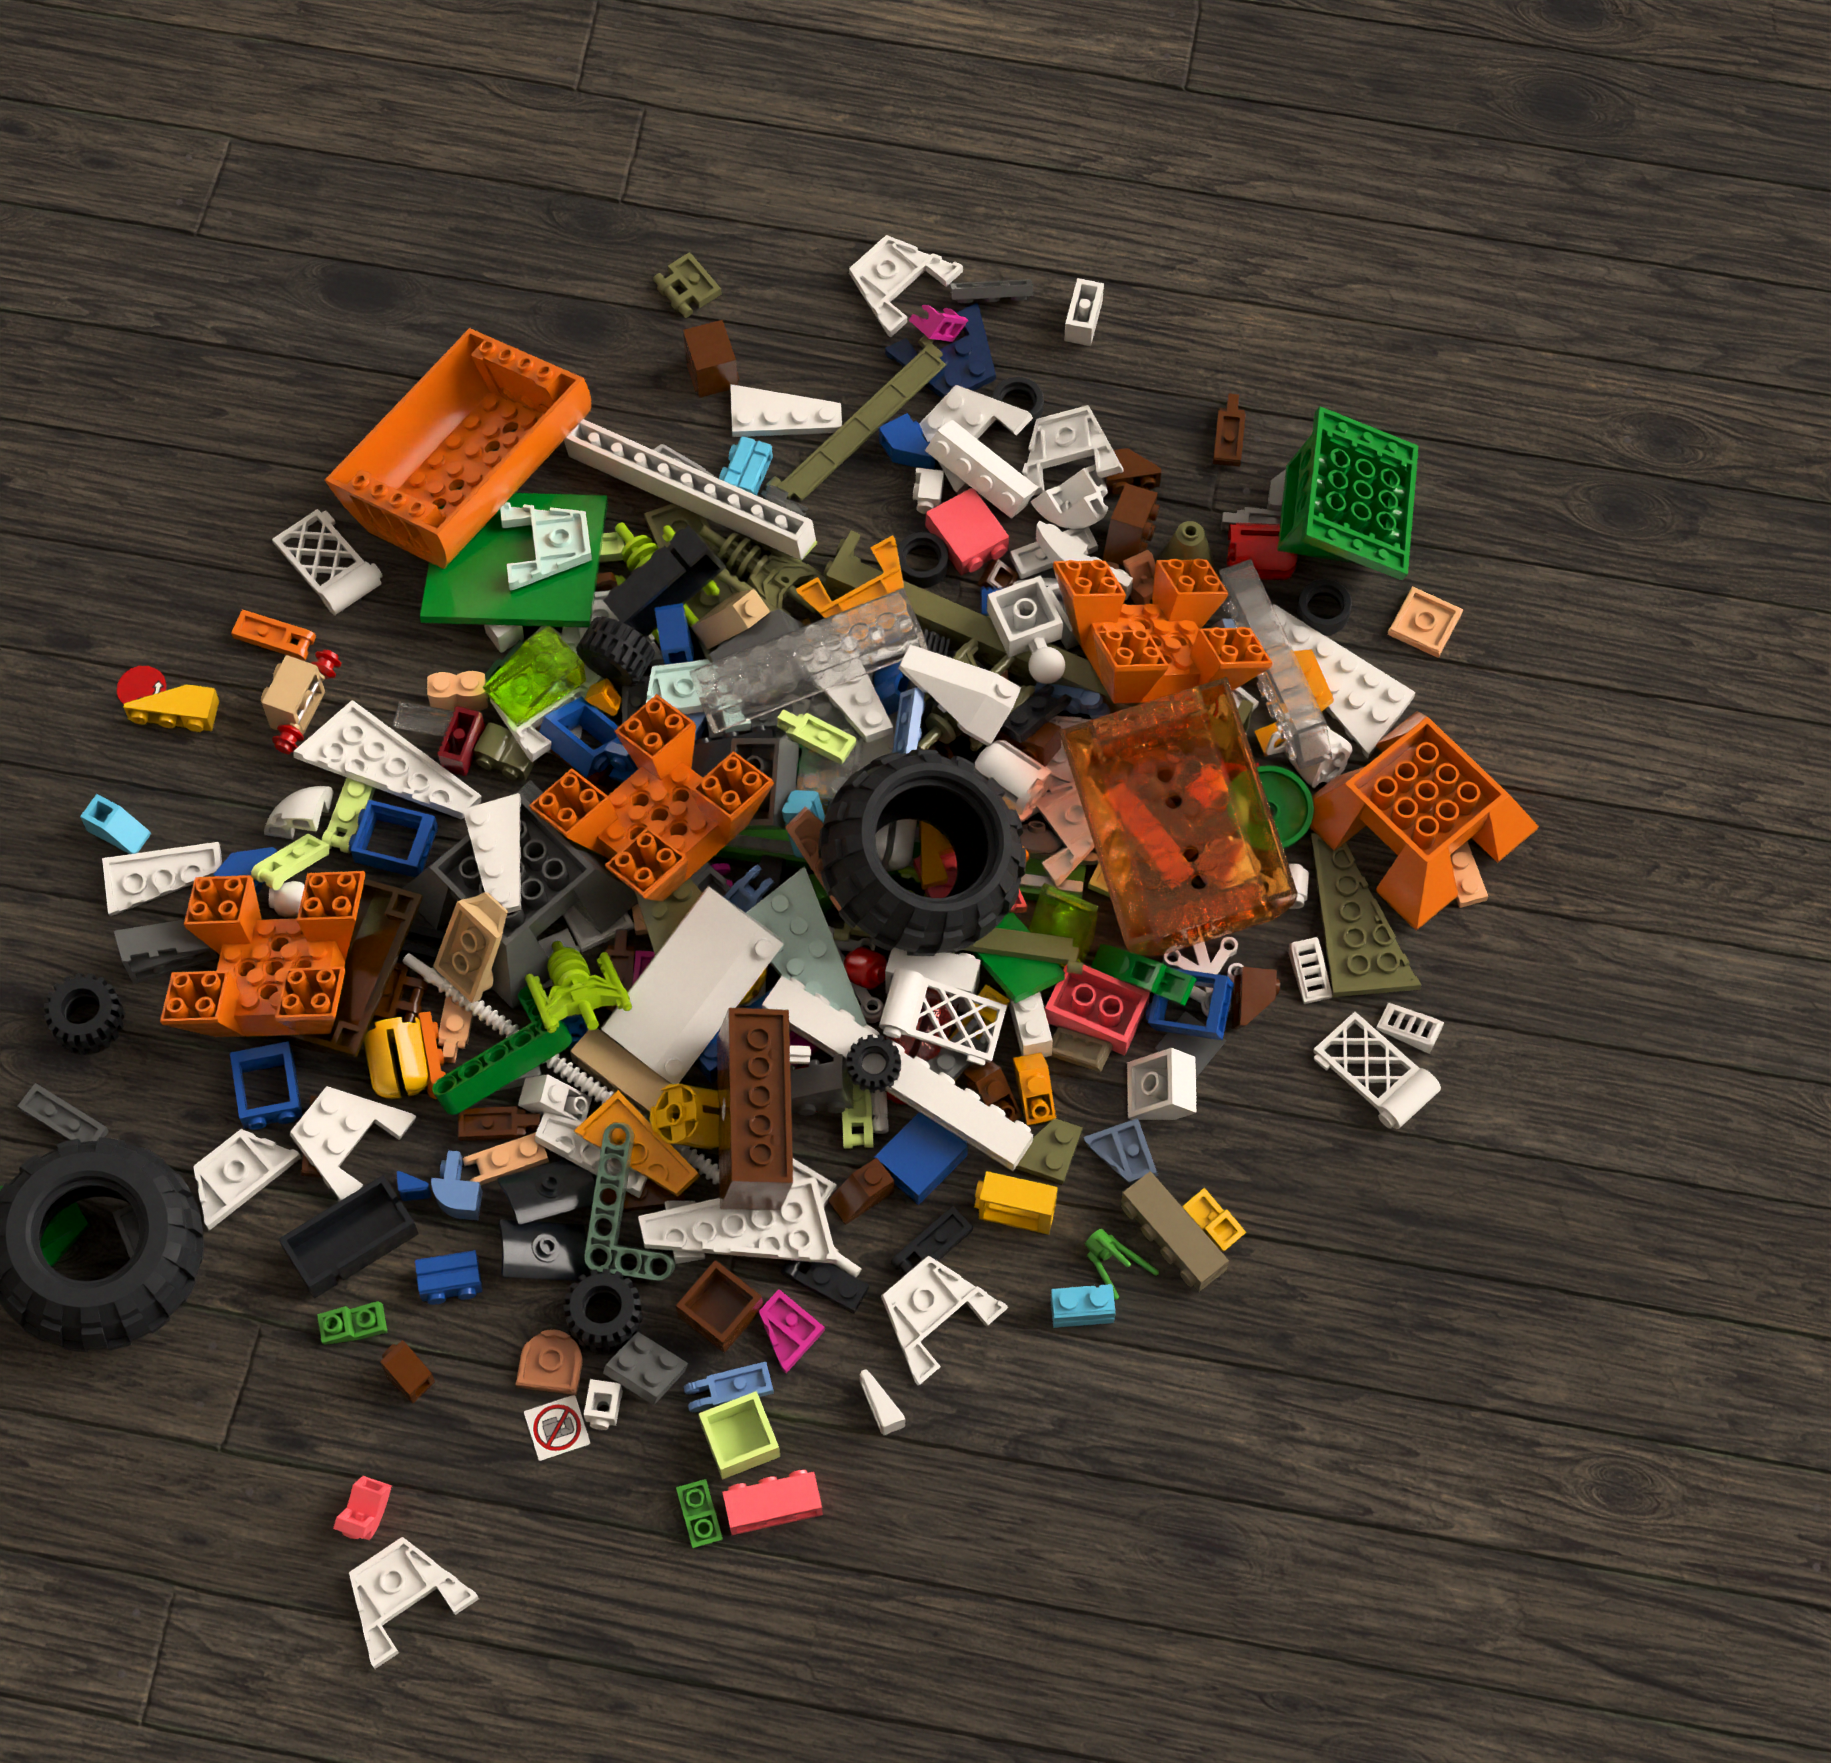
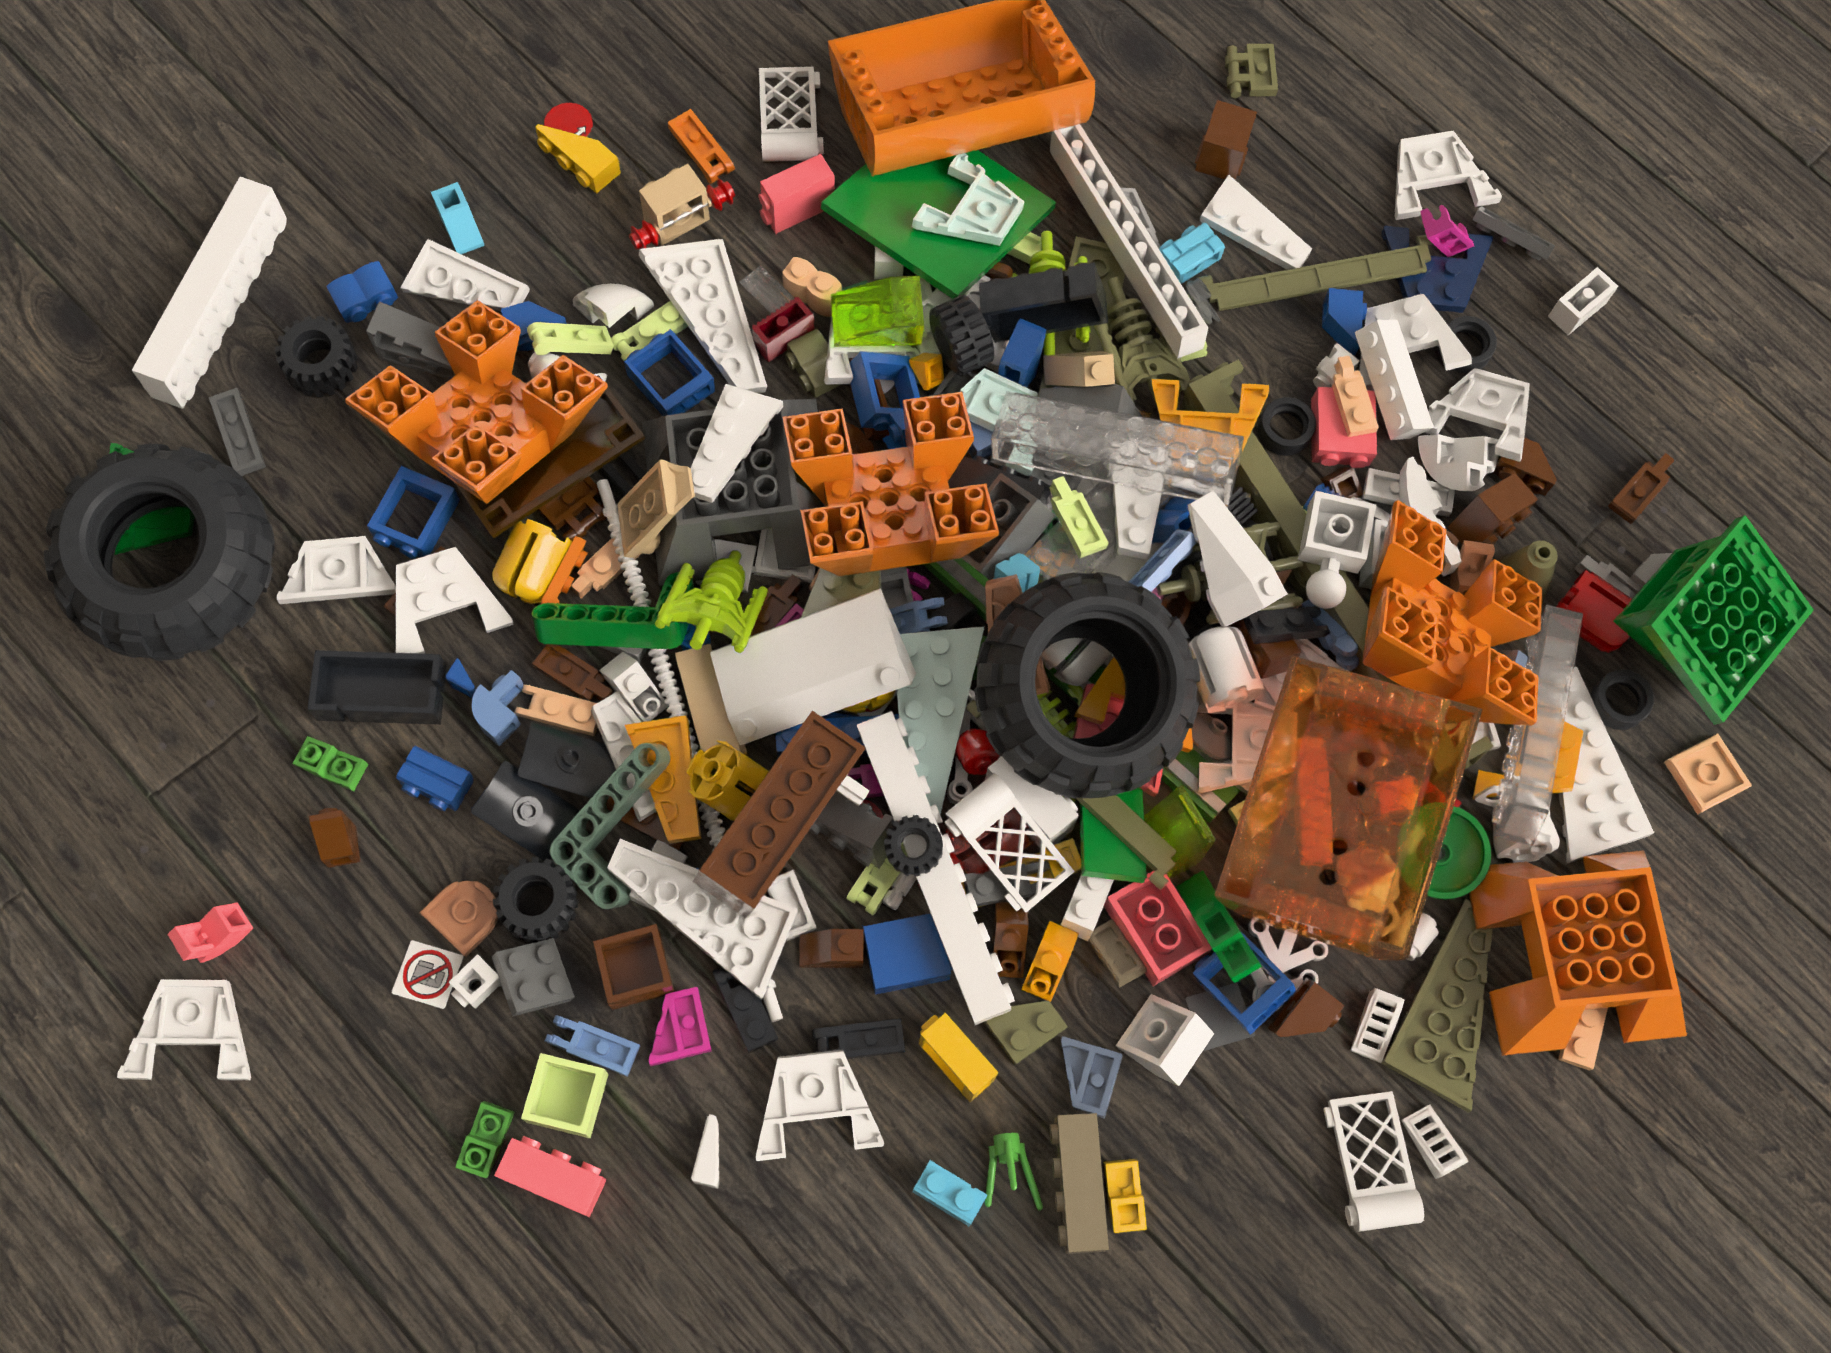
camera: 30 degrees right, 5 degrees up
(79, 937) = (361, 291): none -> blue brick
(390, 623) = (795, 193): none -> coral brick
(960, 504) = (1353, 399): none -> light nougat hinge

